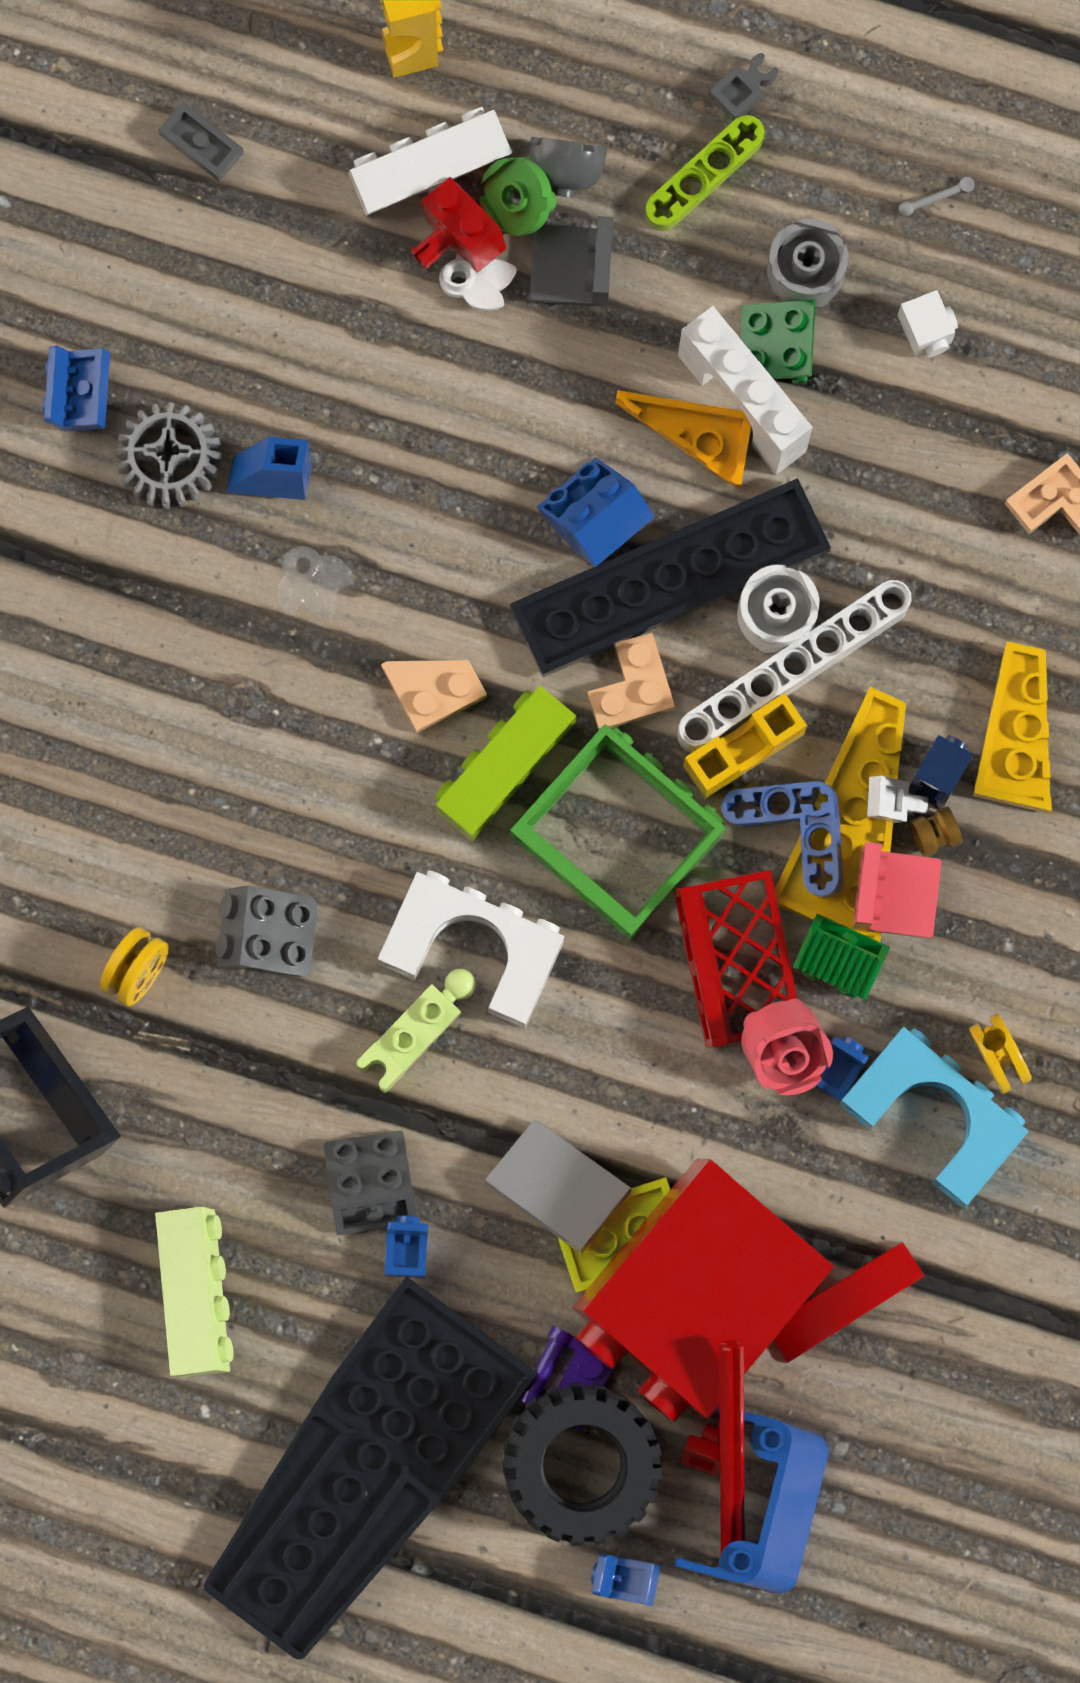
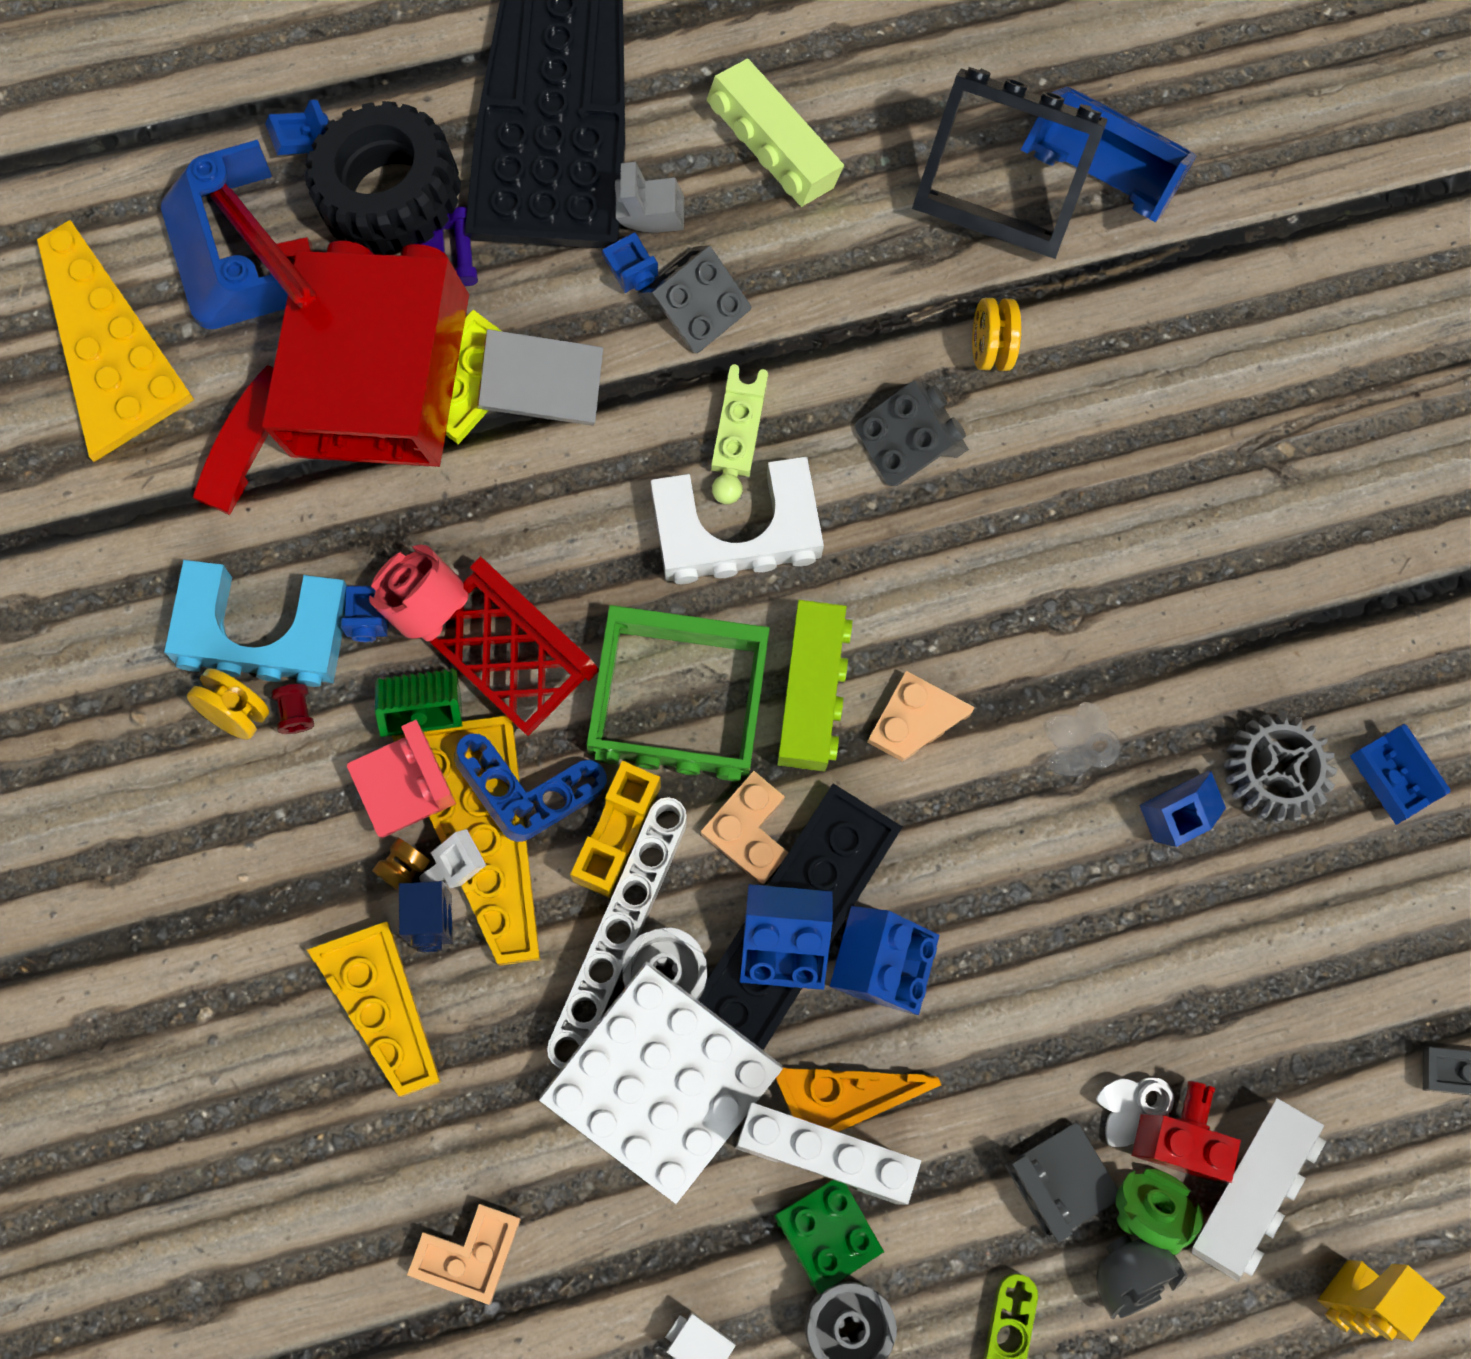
camera: 145 degrees right, 5 degrees down
(353, 1294) = (649, 204): none -> light grey brick
(664, 571) = (786, 936): none -> blue slope
(836, 525) = (660, 1082): none -> white plate
(923, 1454) = (111, 359): none -> yellow wing
(948, 1022) = (292, 709): none -> dark red bush

